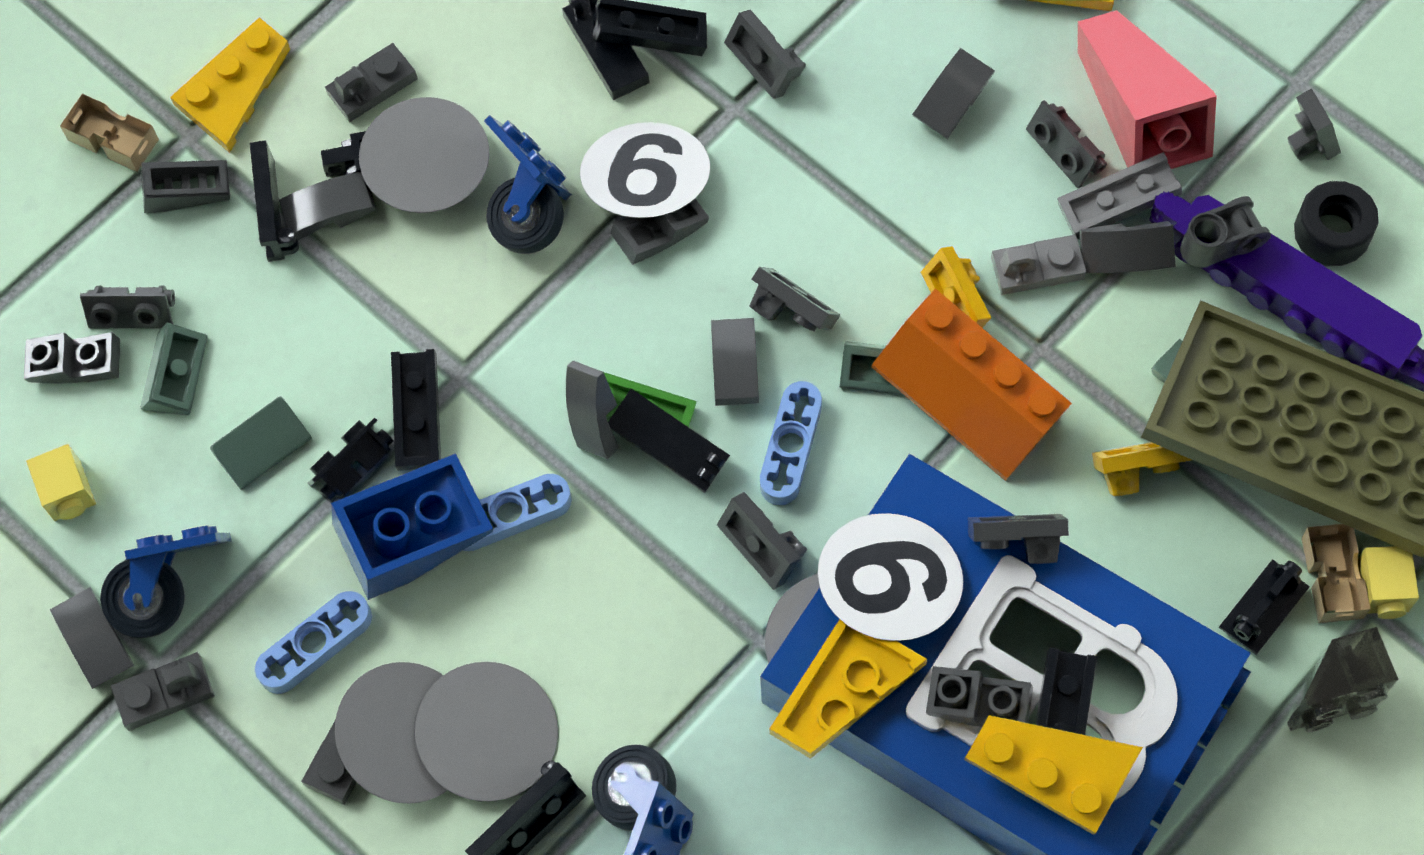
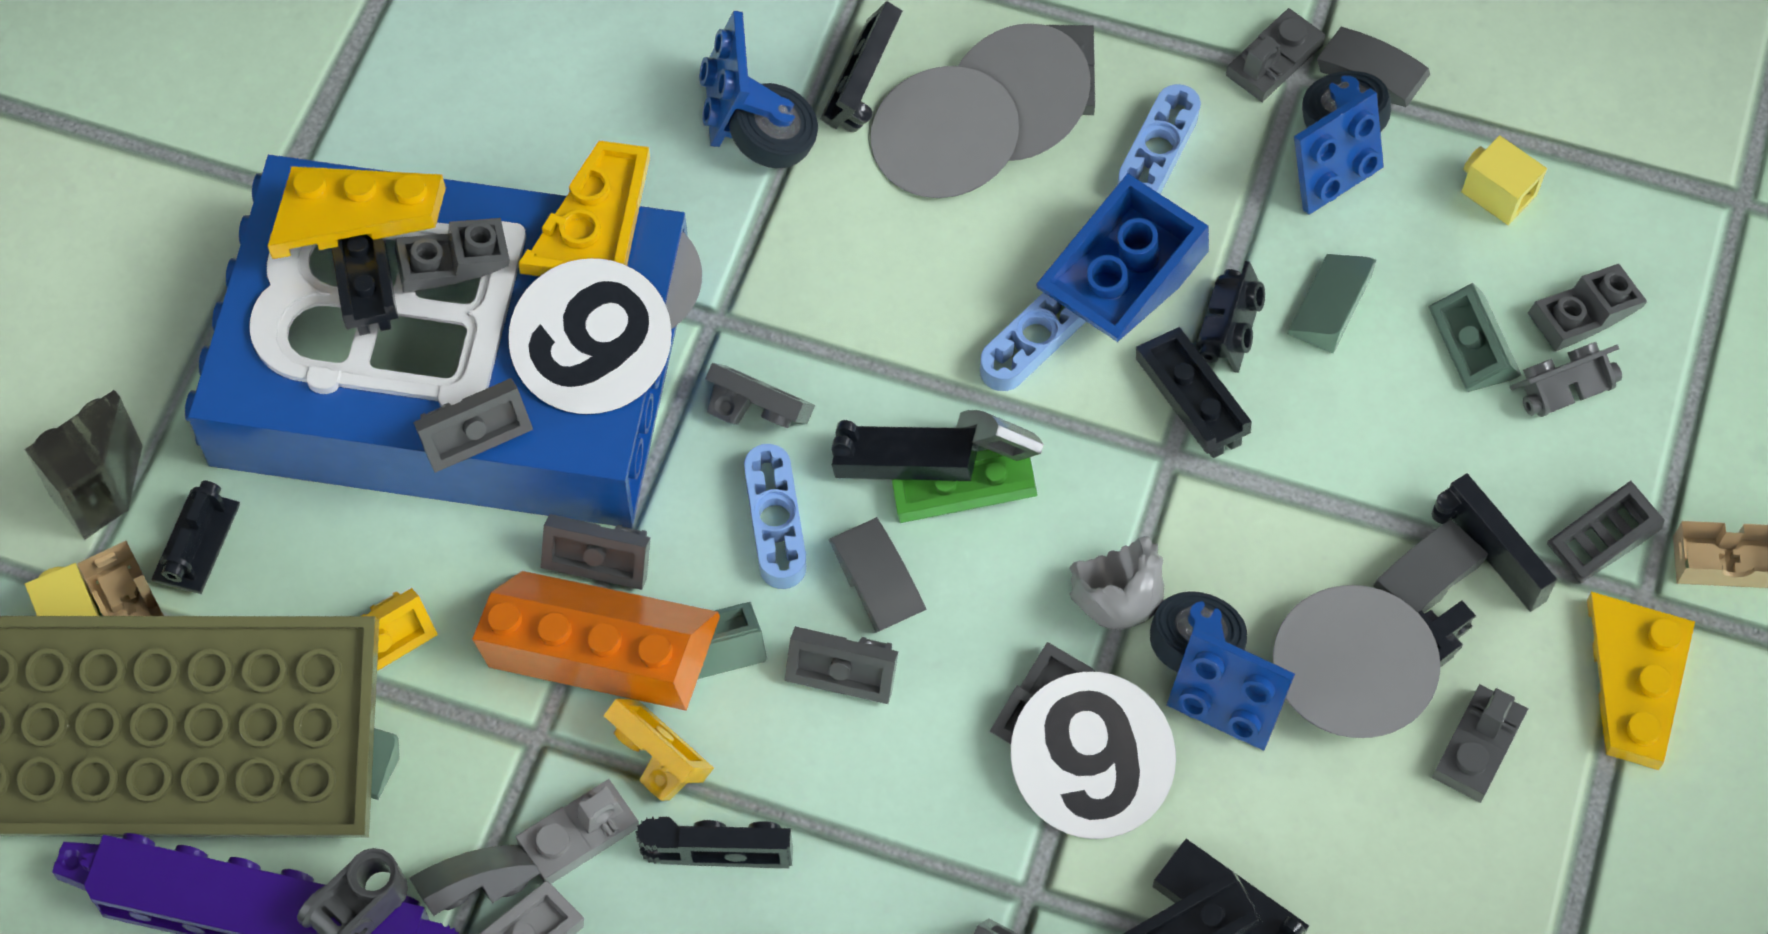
camera: 150 degrees right, 5 degrees down
(560, 274) = (1120, 587): none -> light grey hair
(936, 453) = (596, 551): none -> dark grey hinge
(944, 209) = (714, 844): none -> black hinge

